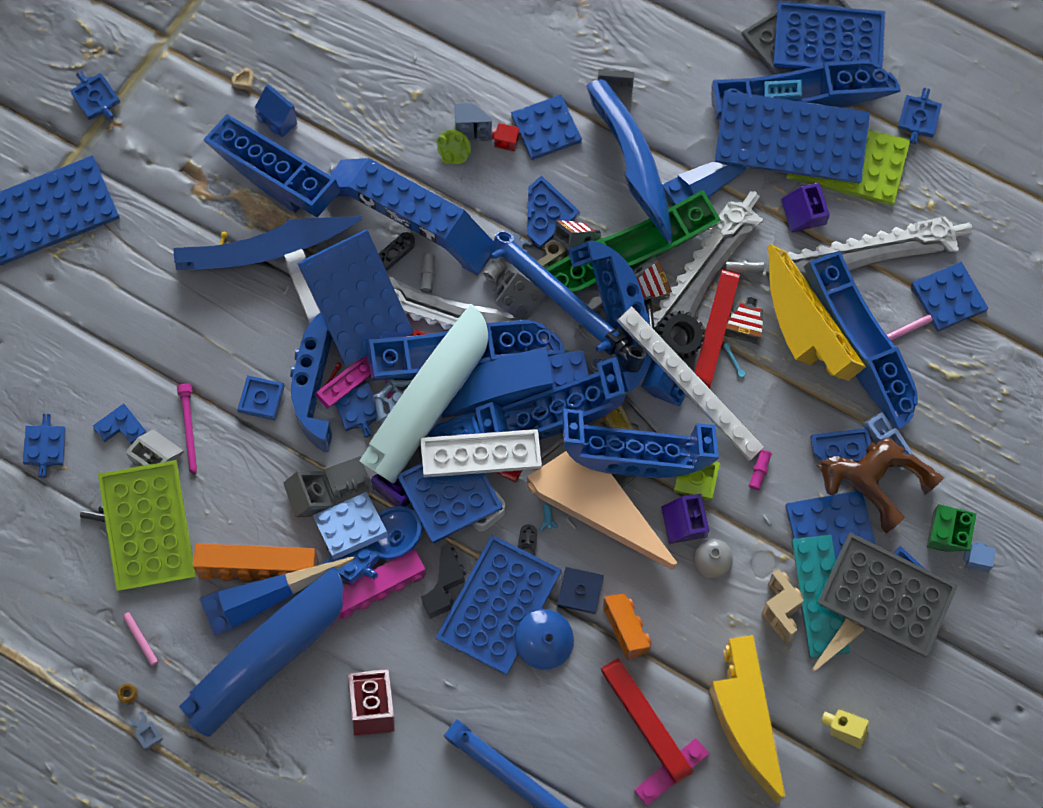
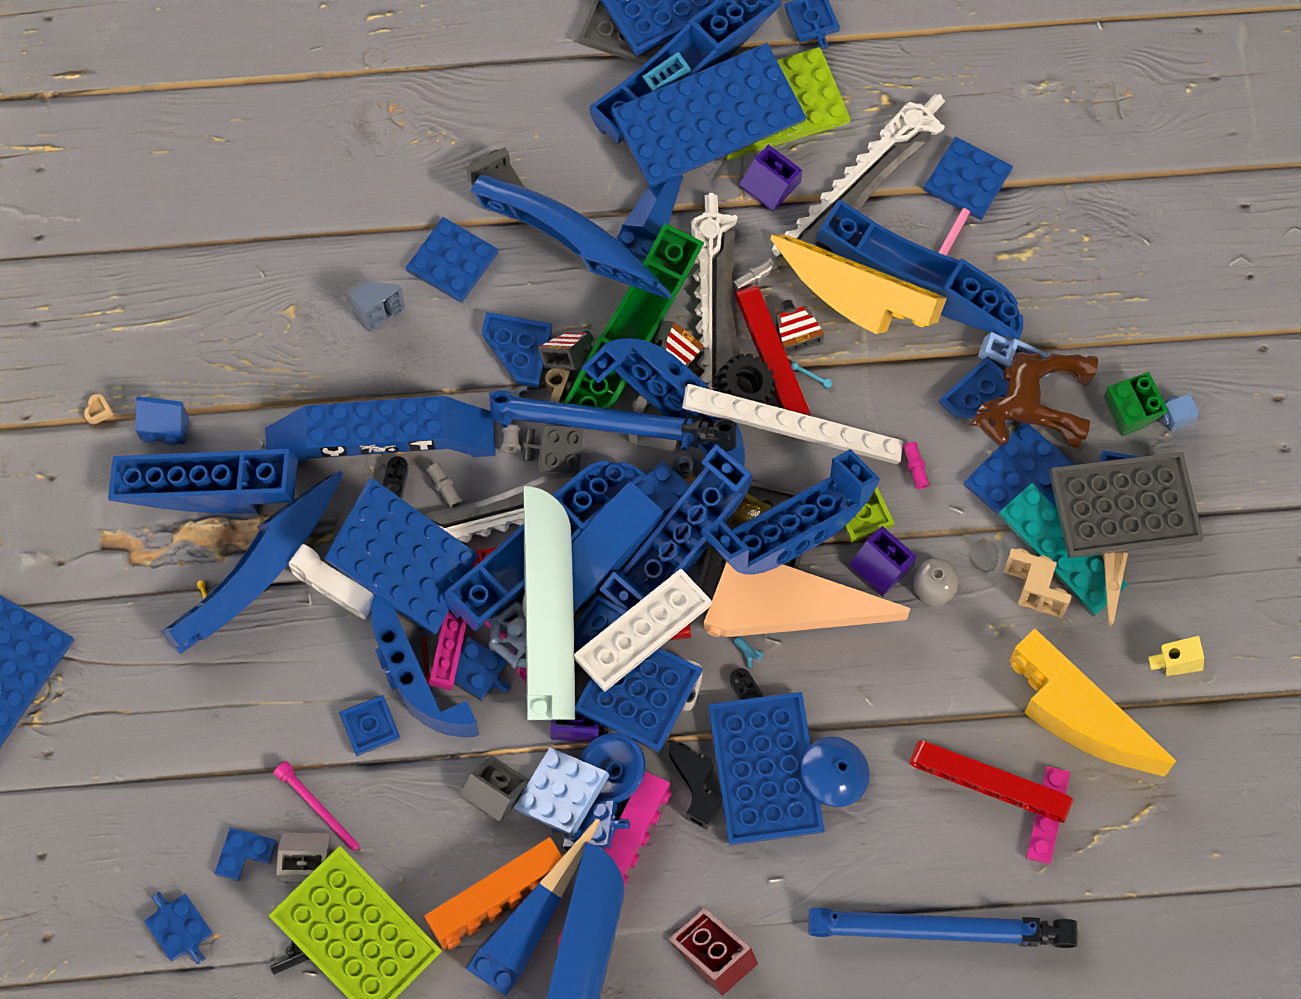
camera: 35 degrees left, 0 degrees up
(348, 479) = (522, 747): dark grey hinge -> none
(453, 147) = (375, 339): lime dish -> none
(506, 137) = (420, 295): red brick -> none
(580, 590) = (832, 700): dark blue plate -> none
(626, 625) = (903, 704): orange slope -> none
(661, 385) = (763, 444): blue slope -> none

